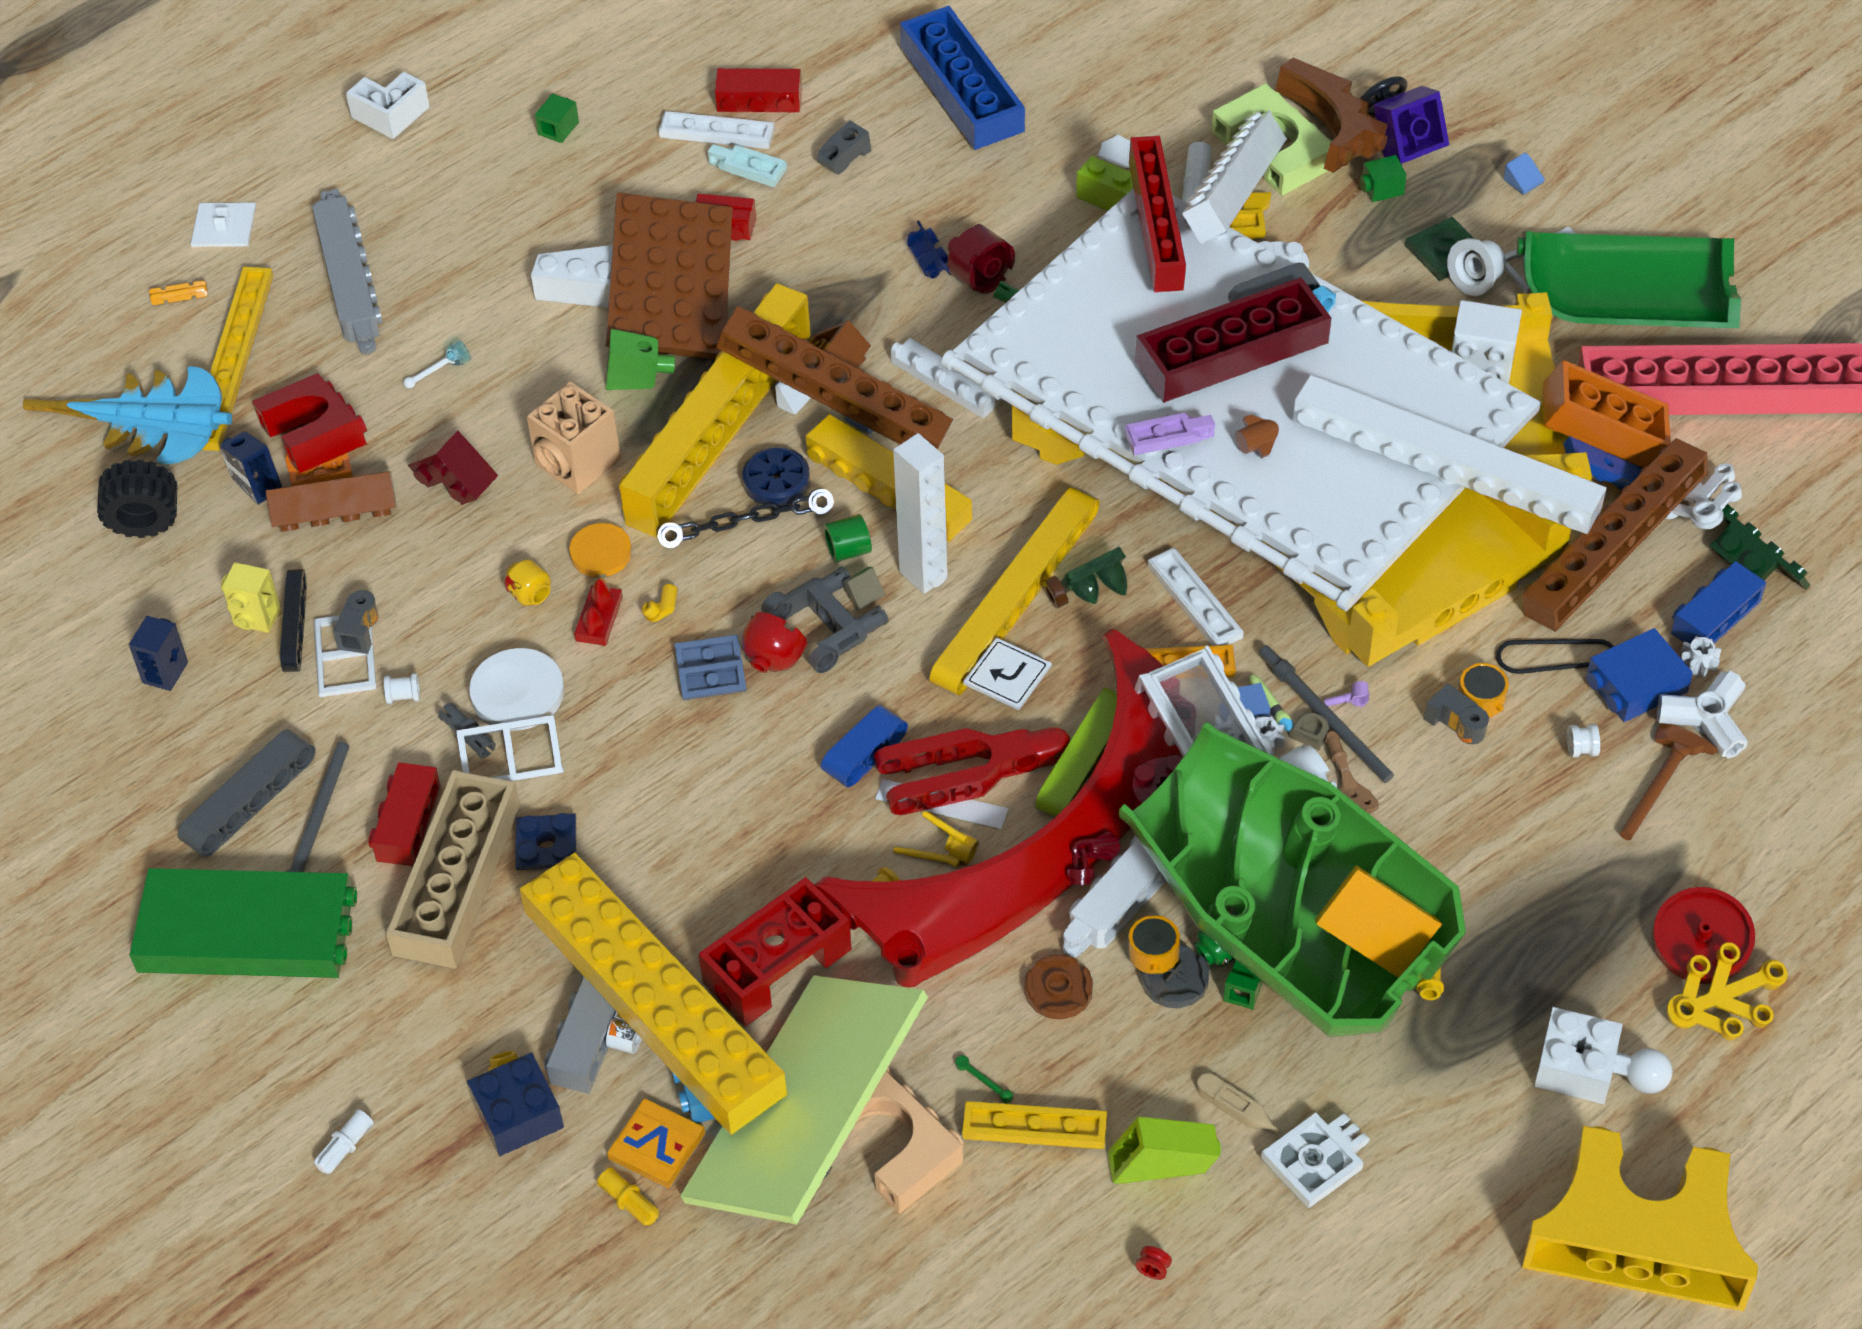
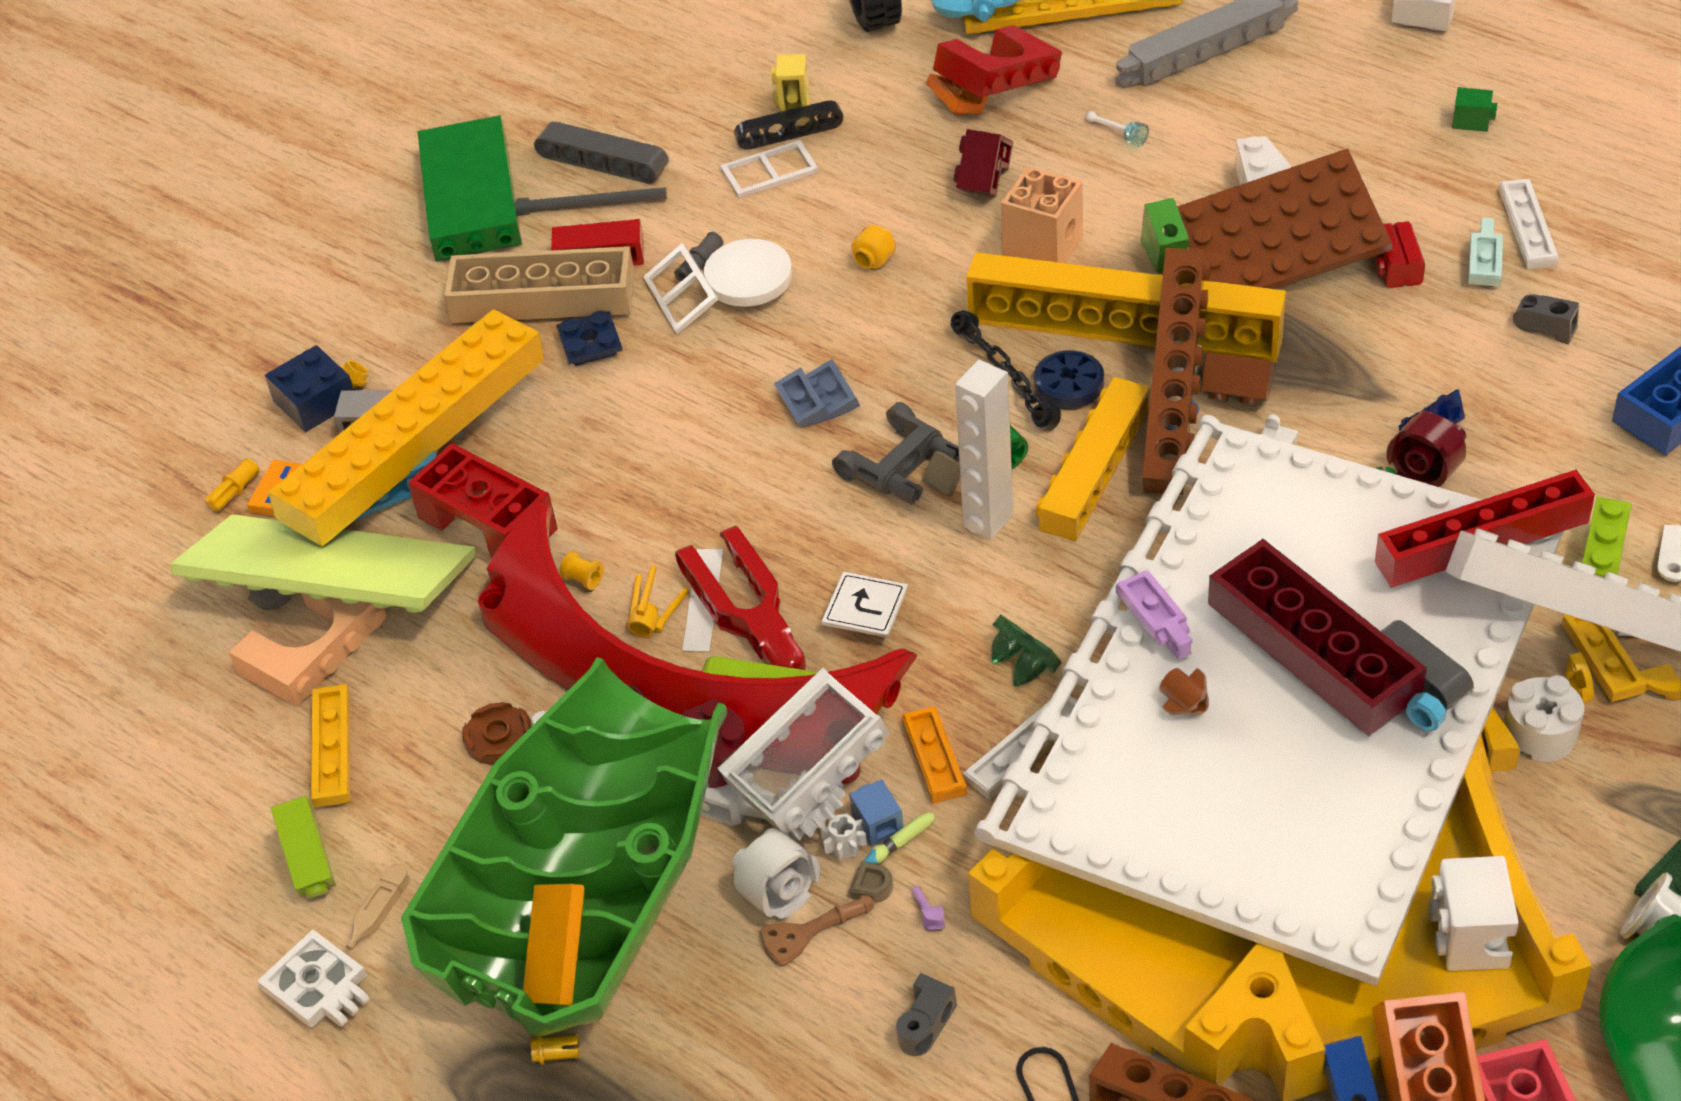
camera: 80 degrees right, 5 degrees down
(158, 653) = (719, 56): dark blue brick -> none
(246, 456) = (938, 32): dark blue torso -> none
(331, 499) = (923, 104): dark orange brick -> none
(343, 1142) = (271, 304): white axle -> none
(355, 621) = (794, 157): dark grey leg -> none
(402, 688) = (731, 203): white bush -> none
(598, 614) = (863, 305): red tile -> none
(600, 550) = (935, 286): light orange tile -> none
(657, 611) = (879, 345): yellow arm -> none
(758, 90) = (1596, 234): red brick -> none
(771, 644) = (842, 417): red cylinder -> none
(855, 751) = (759, 521): blue beam -> none
(962, 1064) = (401, 681): green hinge -> none
(1015, 588) = (977, 586): yellow beam -> none
(1055, 592) = (983, 620): reddish brown tile -> none
(1153, 1262) = (184, 867): red bush -> none
(1286, 673) = (942, 844): dark grey bar -> none
(1449, 454) = (1222, 887): white brick -> none
(1485, 686) = (968, 1035): piece -> none

